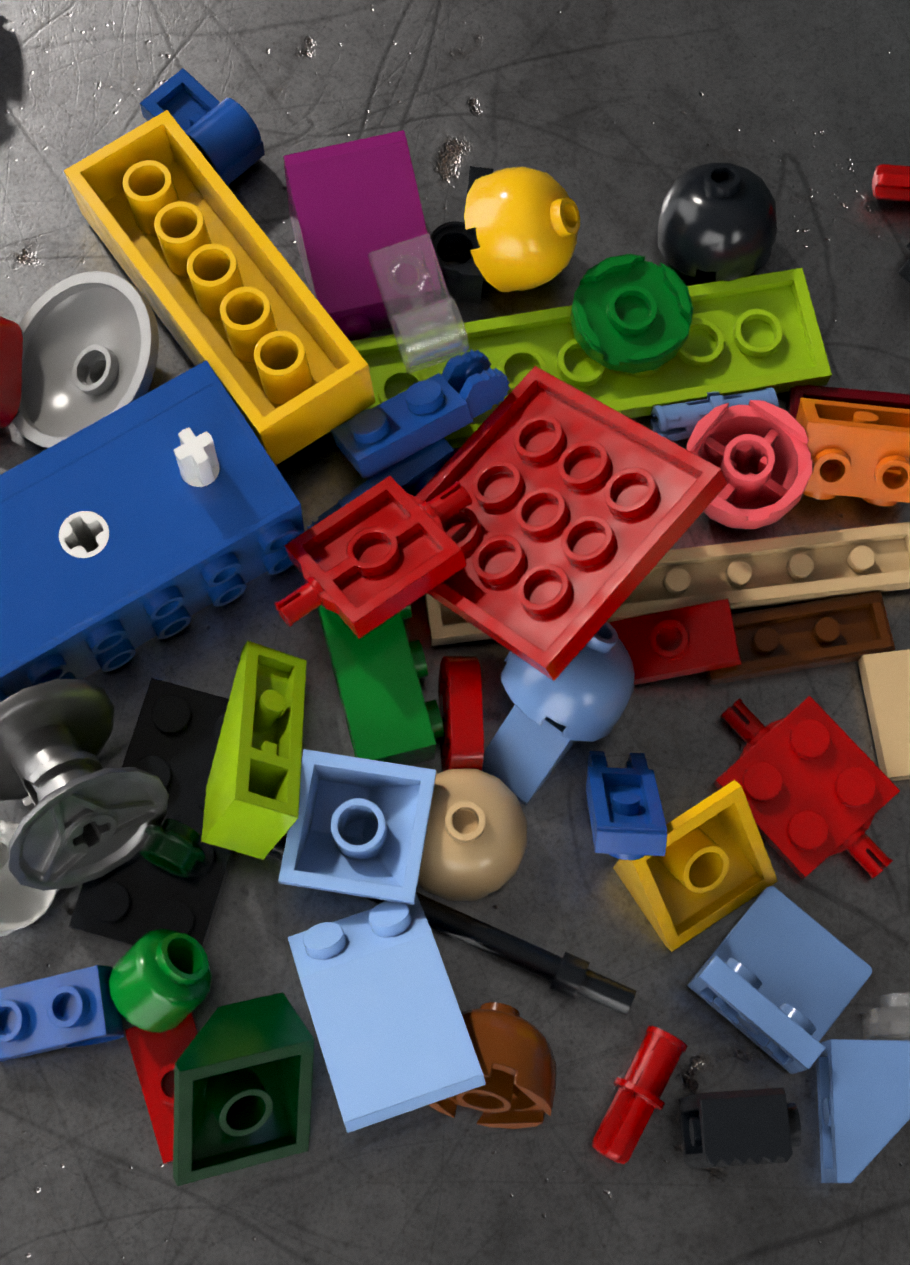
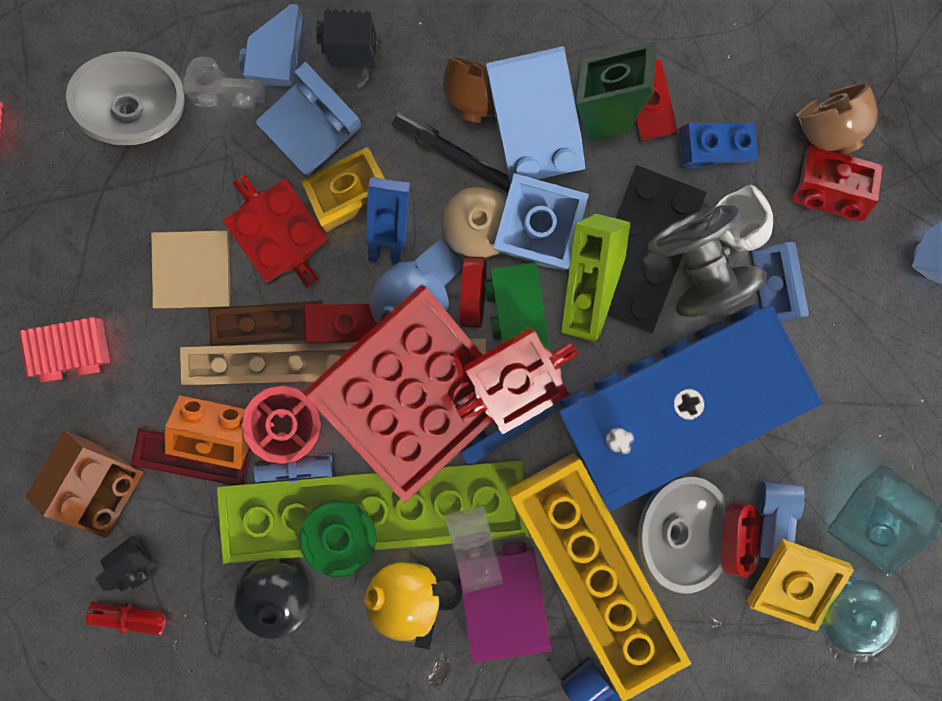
camera: 165 degrees left, 15 degrees up
(160, 980) = (657, 151): green head -> none
(173, 847) = (646, 224): dark green plate -> none
(421, 414) = (478, 477): blue hinge -> none
(638, 1095) = (397, 68): red axle -> none

